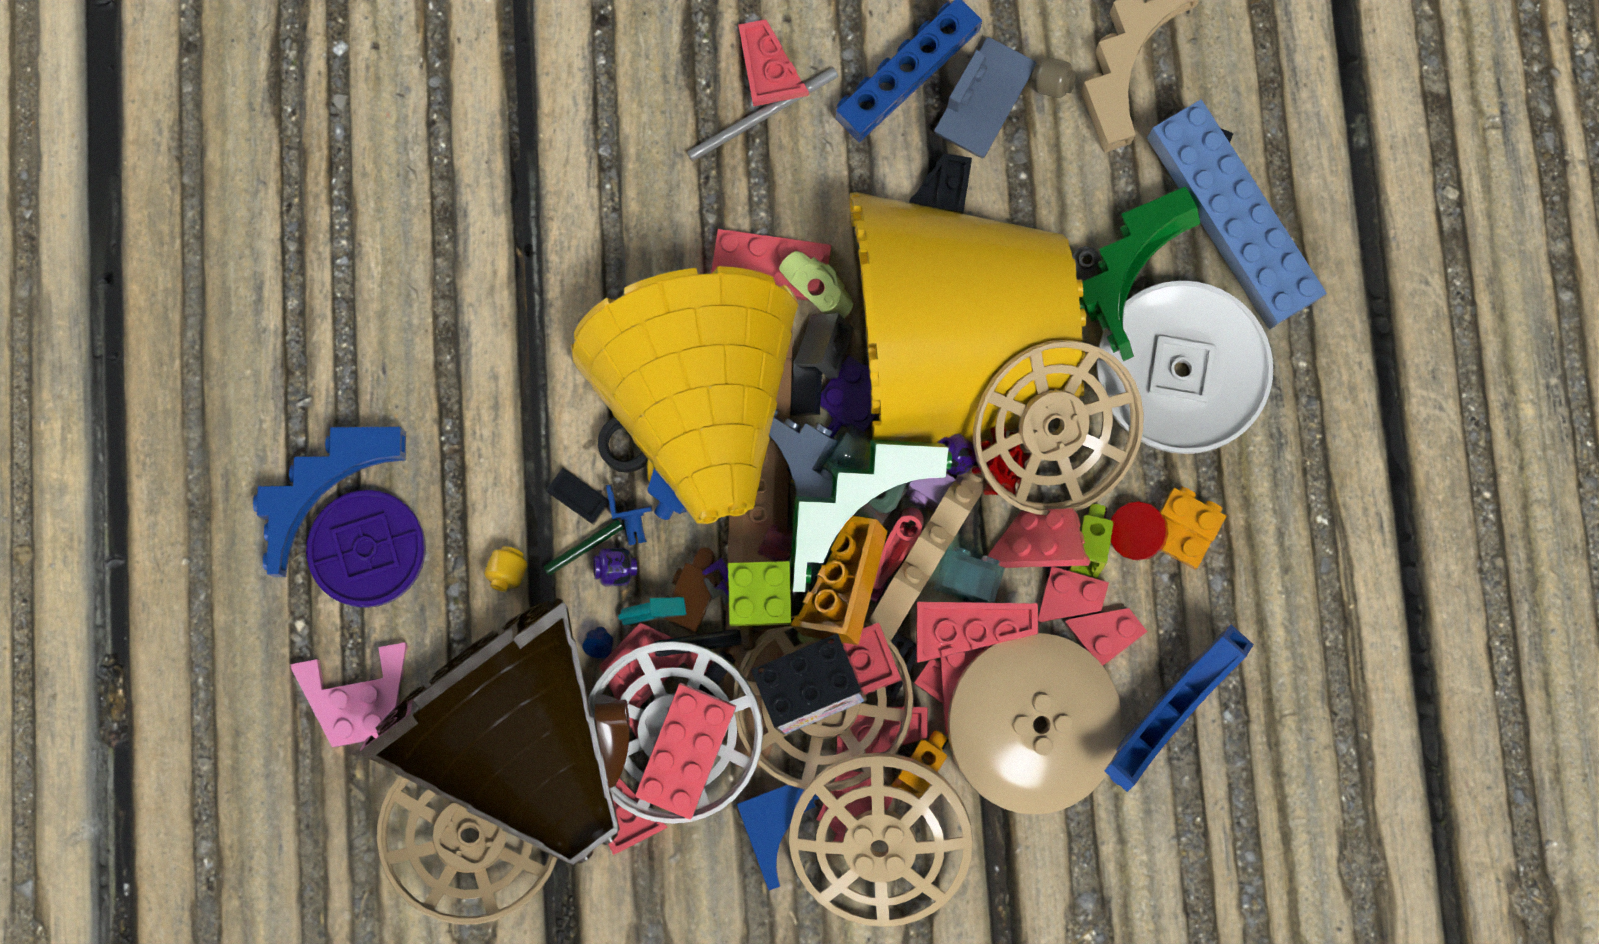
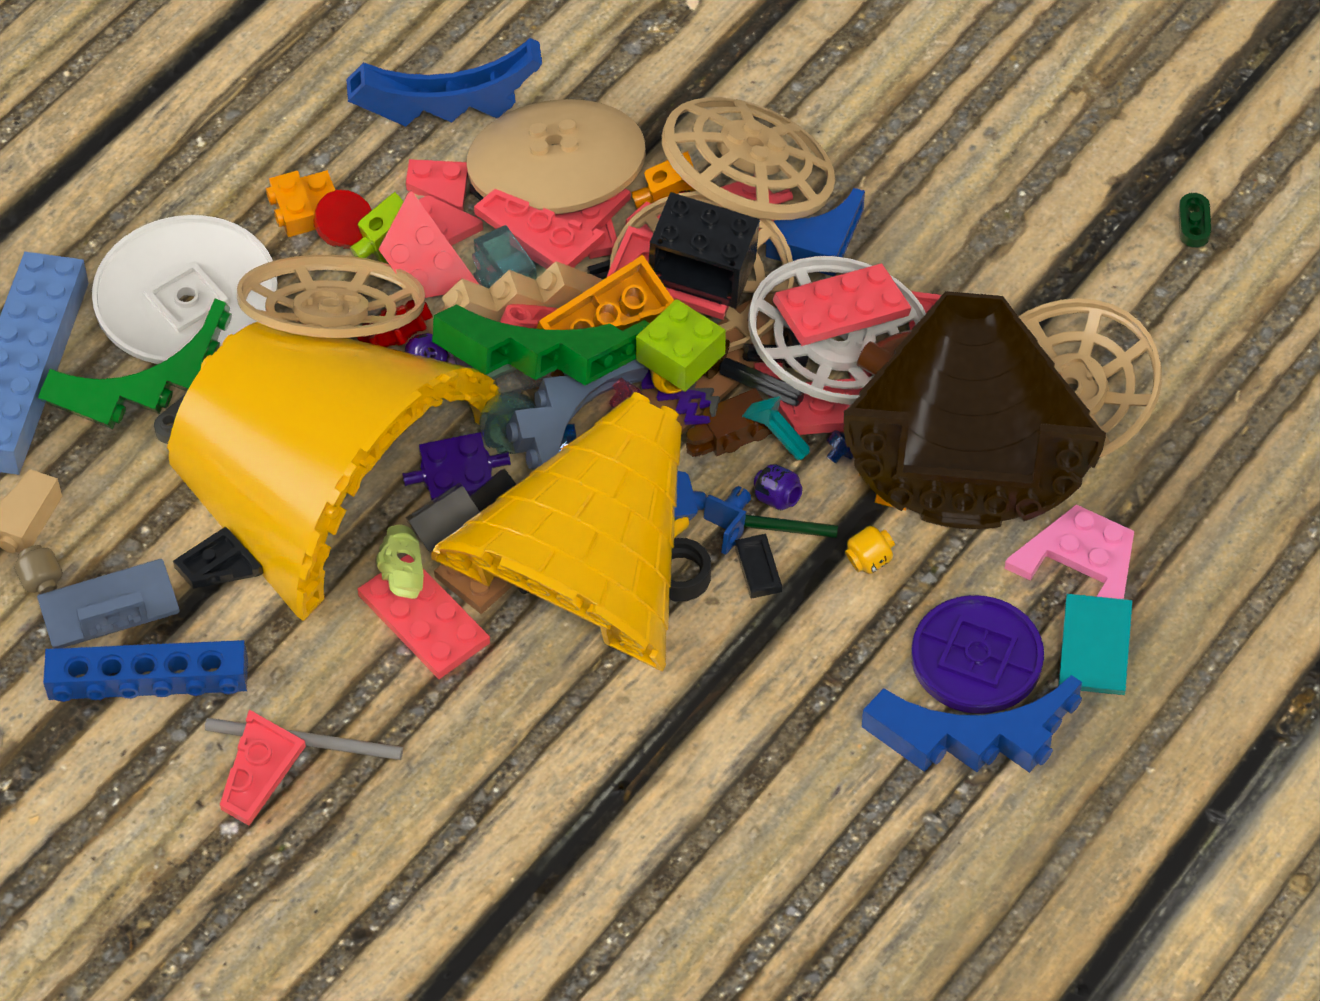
camera: 140 degrees left, 25 degrees down
(288, 624) = (1096, 643): none -> teal tile

